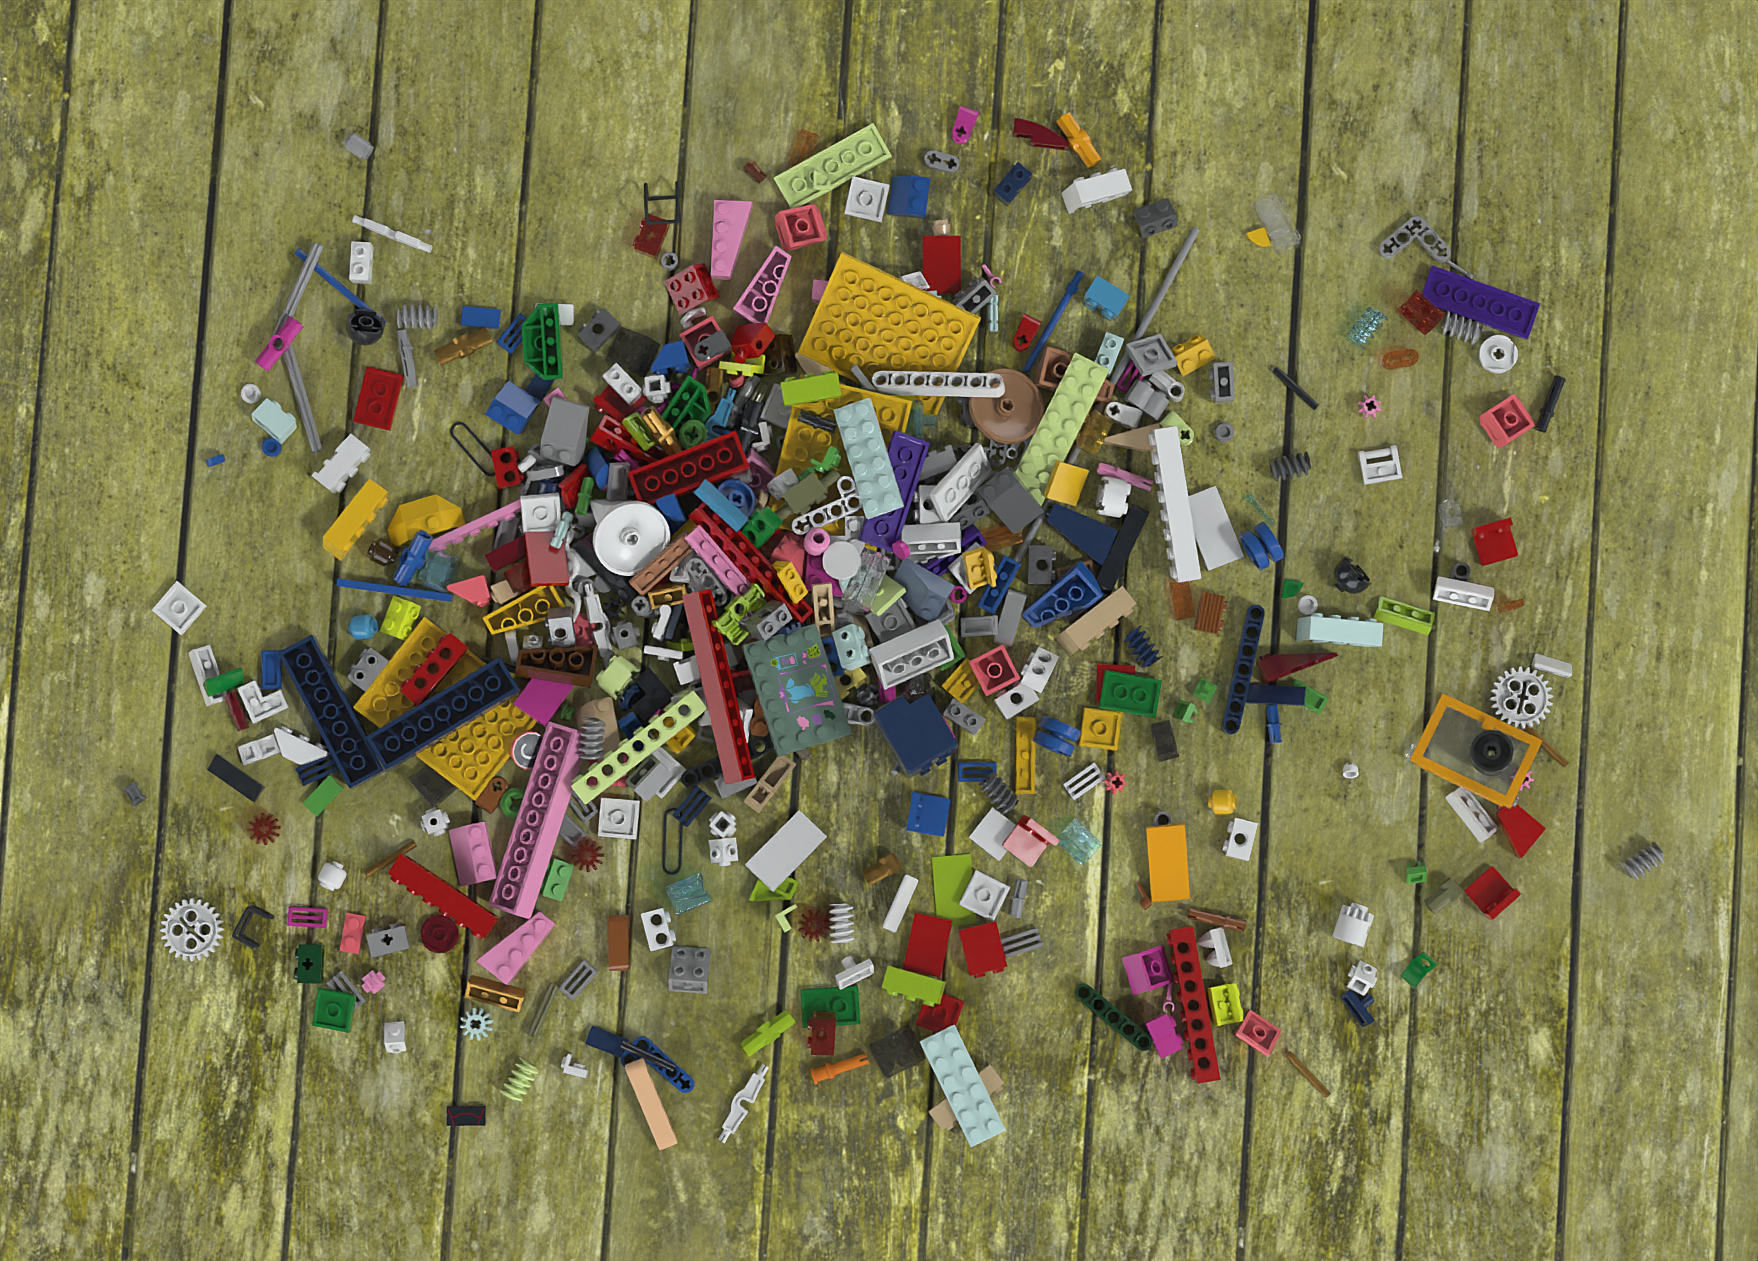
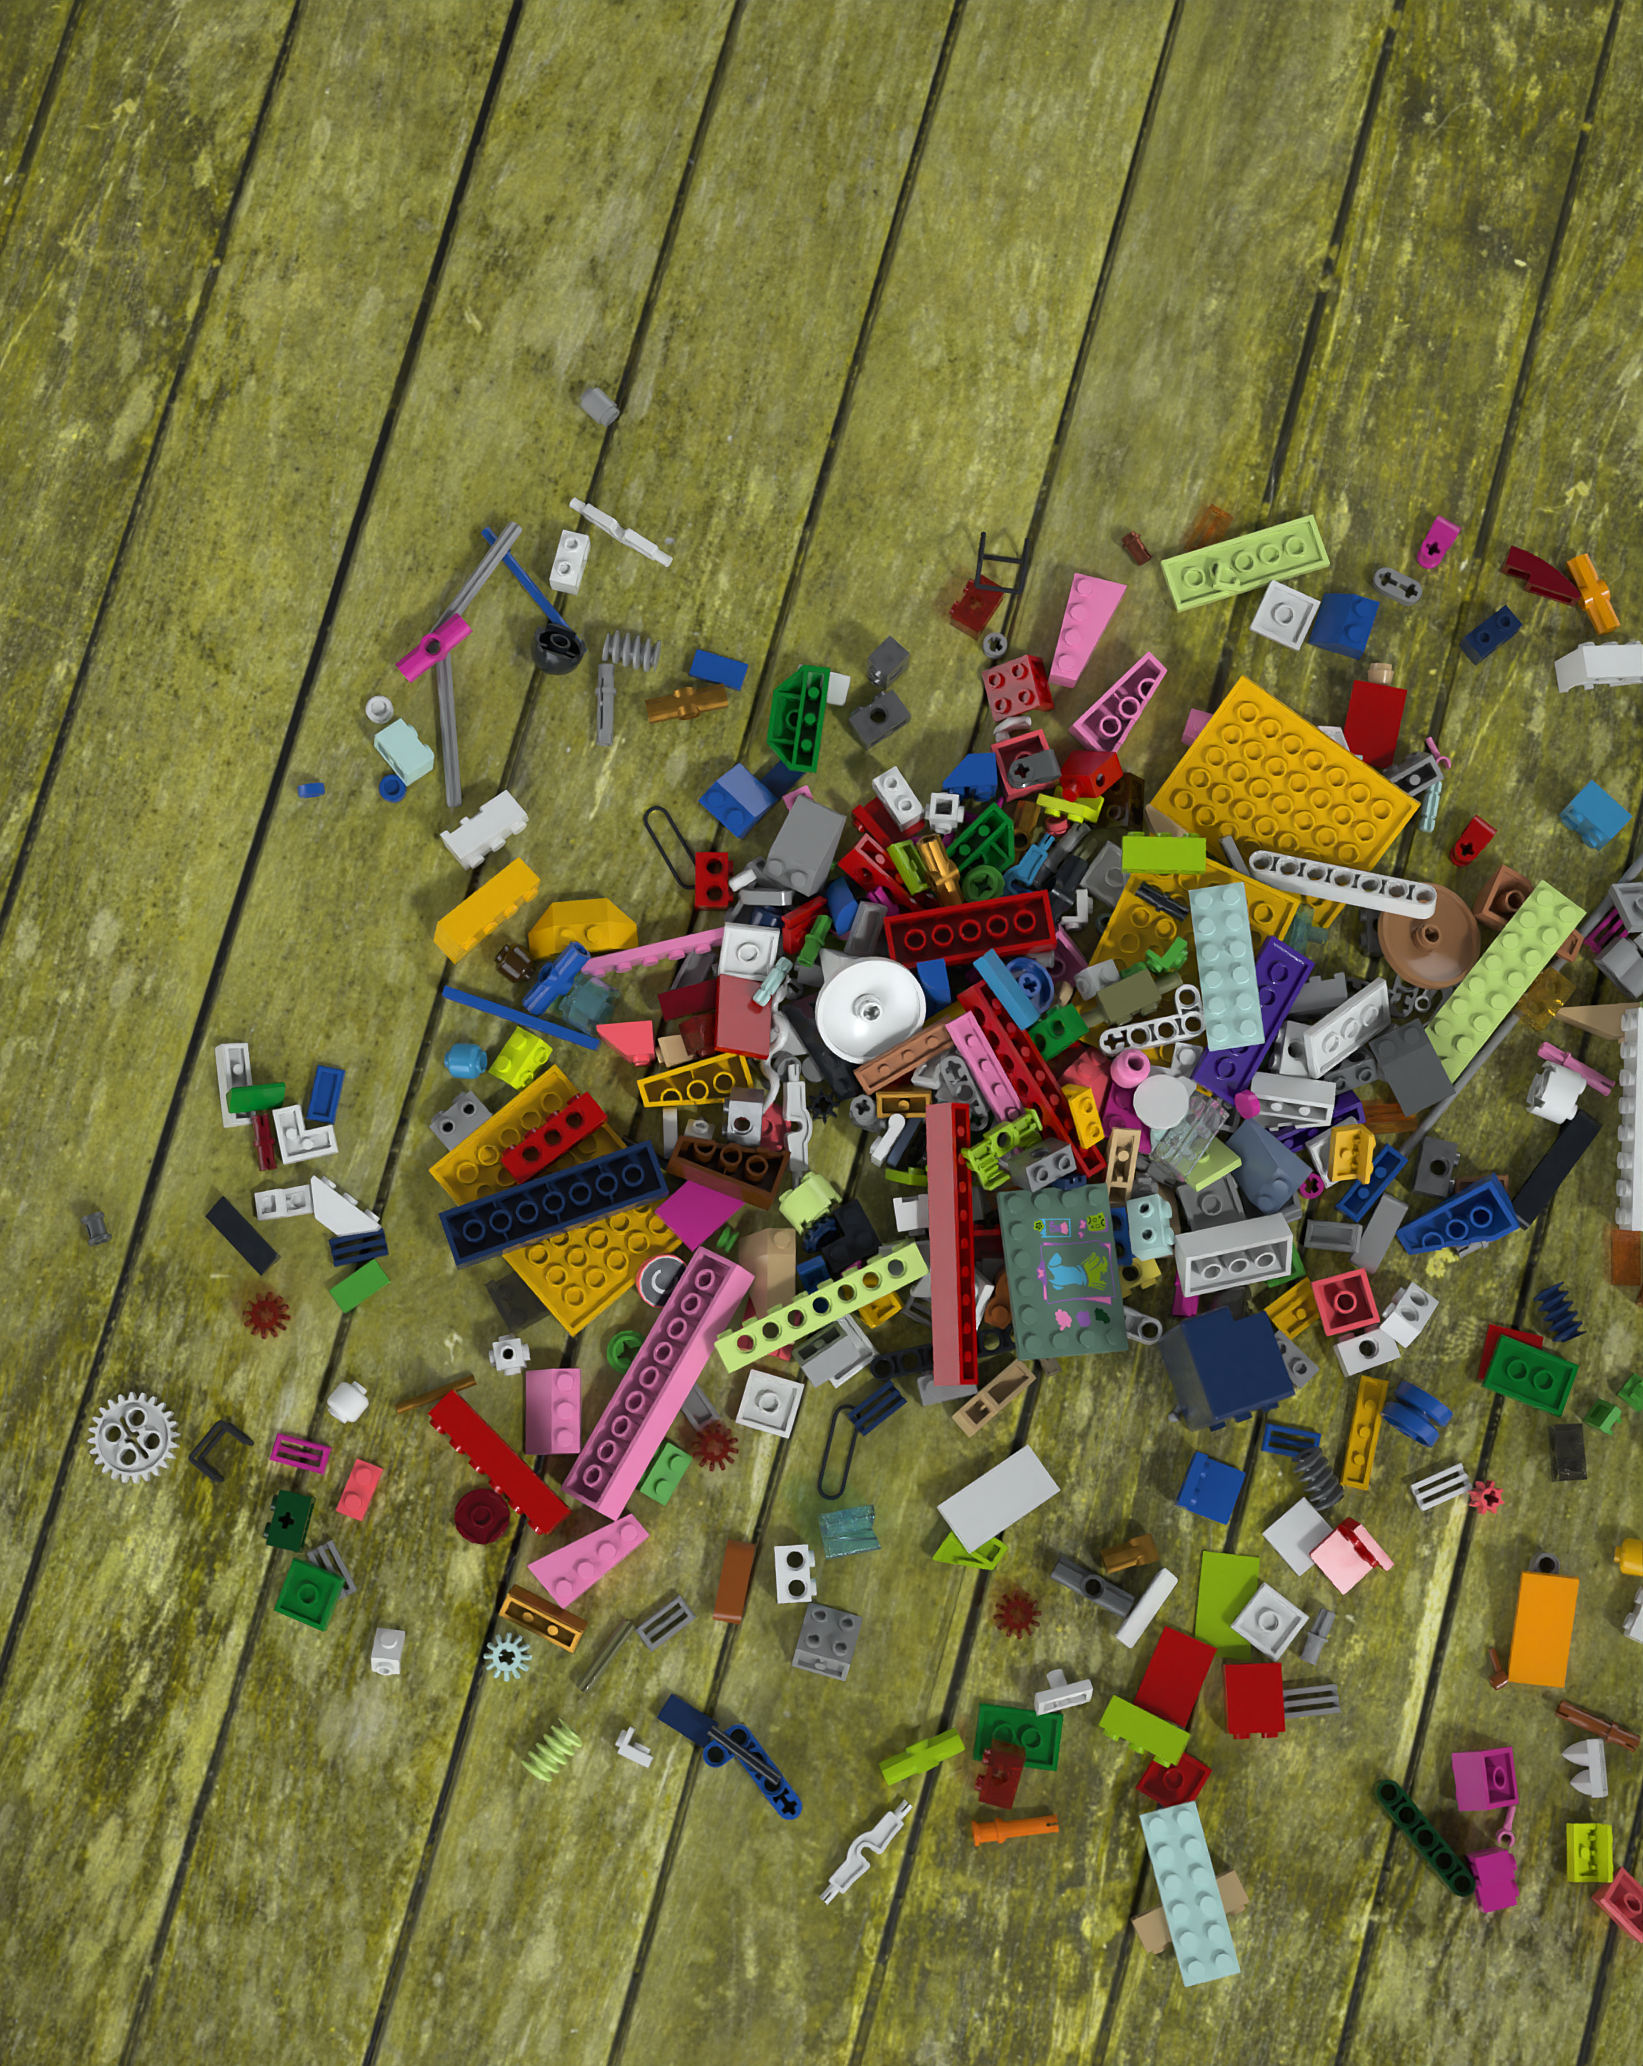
camera: 10 degrees right, 5 degrees down
(179, 608) = (216, 982): white plate -> none
(331, 711) = (397, 1170): dark blue brick -> none
(373, 982) = (374, 1566): bright pink gear -> none
(378, 398) = (554, 752): red tile -> none
(379, 947) = (423, 1517): light grey brick -> none
(466, 1115) = (465, 1786): black tile -> none
(490, 797) = (594, 1336): dark orange piece -> none
(511, 339) = (749, 698): blue tile -> none
(590, 815) = (730, 1391): light grey tile -> none
(593, 738) = (758, 1281): light grey piece -> none
(596, 290) = (887, 663): none -> flat silver brick
(625, 642) = (827, 1156): light grey brick -> none
(633, 351) = (920, 758): clear smoke bracket -> none
(651, 1104) = (734, 1825): light nougat beam -> none
(664, 654) = (881, 1183): white plate -> none
(715, 821) = (919, 1432): white brick -> none
(723, 851) = (909, 1481): white brick -> none
(783, 920) = (976, 1598): yellowish green panel -> none
(800, 227) = (1184, 634): coral slope -> none
(841, 923) = (1058, 1619): white piece -> none
(867, 695) = (1156, 1301): dark grey gear -> none
(873, 900) = (1108, 1597): none -> dark grey piece
(897, 1051) = (1102, 1823): clear smoke bracket -> none
(1066, 483) = (1493, 1059): yellow tile -> none
(1071, 289) = (1545, 795): blue bar -> none
(1078, 842) = (1419, 1572): clear light blue bracket -> none
(1083, 532) = (1503, 1134): dark blue slope -> none
(1096, 620) = (1500, 1263): tan wedge -> none
(1100, 729) = (1478, 1417): yellow tile -> none
(1109, 351) = (1587, 887): light aqua brick -> none
(1125, 416) = (1592, 983): white piece -> none
(1211, 1071) = (1552, 1946): red brick -> none

